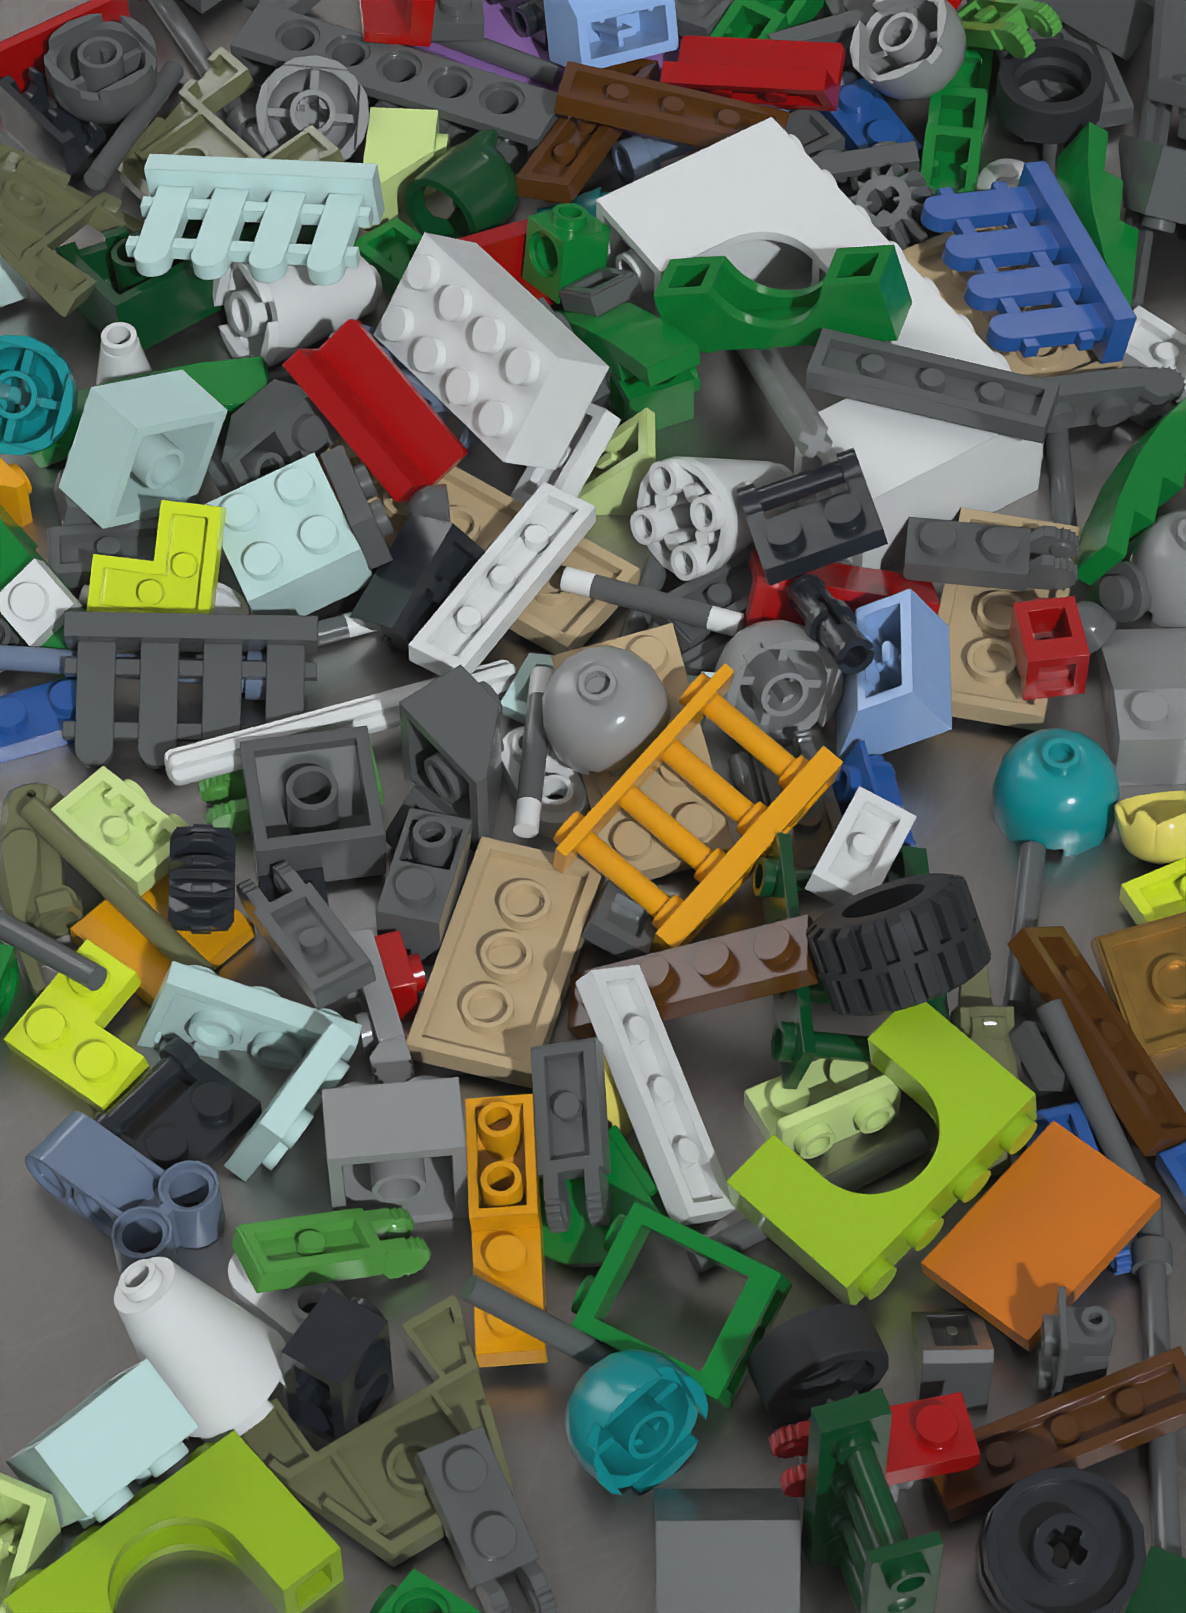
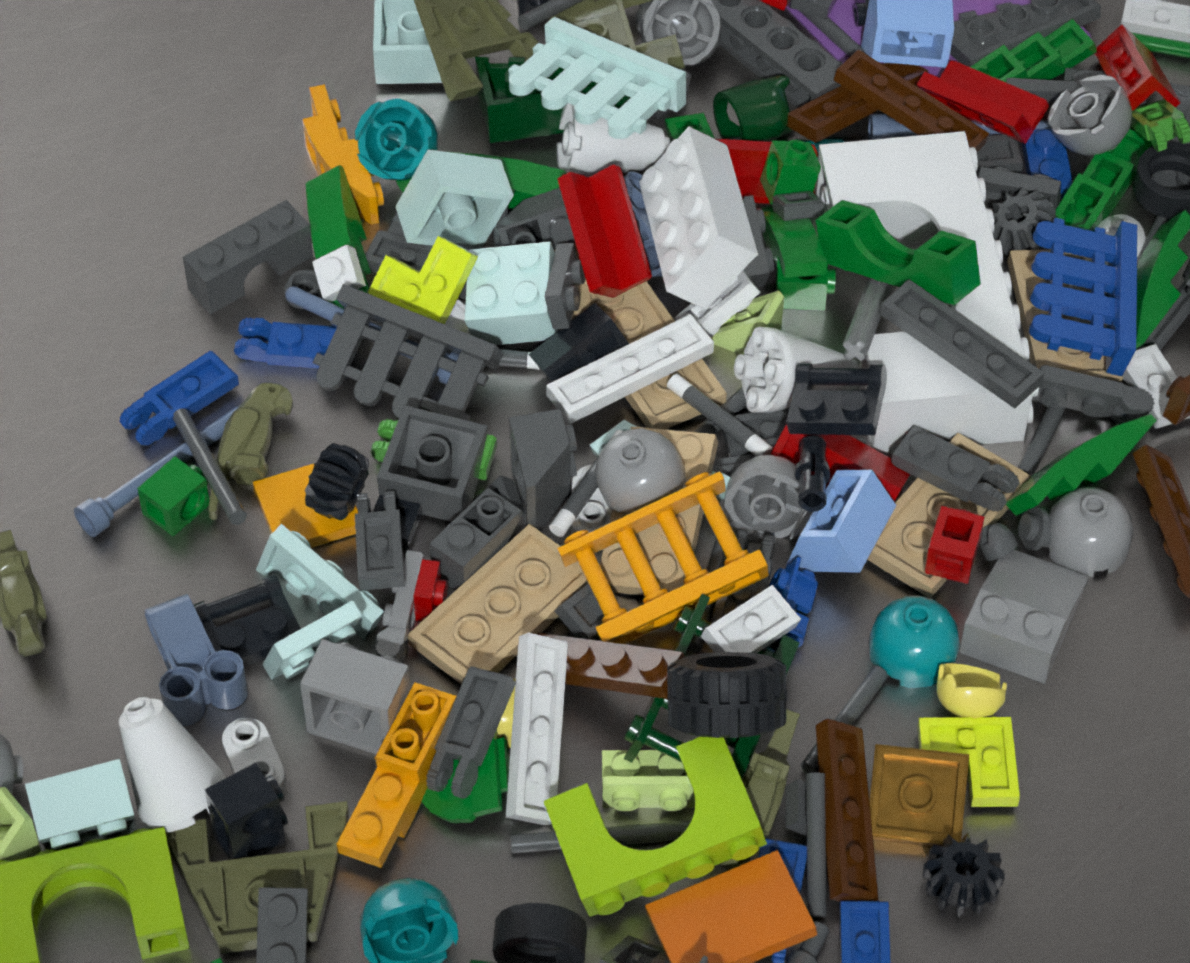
camera: 25 degrees right, 0 degrees up
(68, 1038) = (214, 543): neon yellow plate -> none
(111, 885) = (287, 468): olive bar -> none
(120, 354) = (480, 137): white cone -> none
(121, 827) = (309, 428): yellowish green bracket -> none
(329, 1248) = (287, 741): bright green hinge -> none
(376, 711) = (496, 418): white axle -> none
(402, 147) = (724, 68): yellowish green slope -> none
(430, 502) = (614, 304): dark grey hinge -> none
(534, 1321) = (377, 838): dark grey bar -> none
(744, 1328) = (521, 886): green window -> none

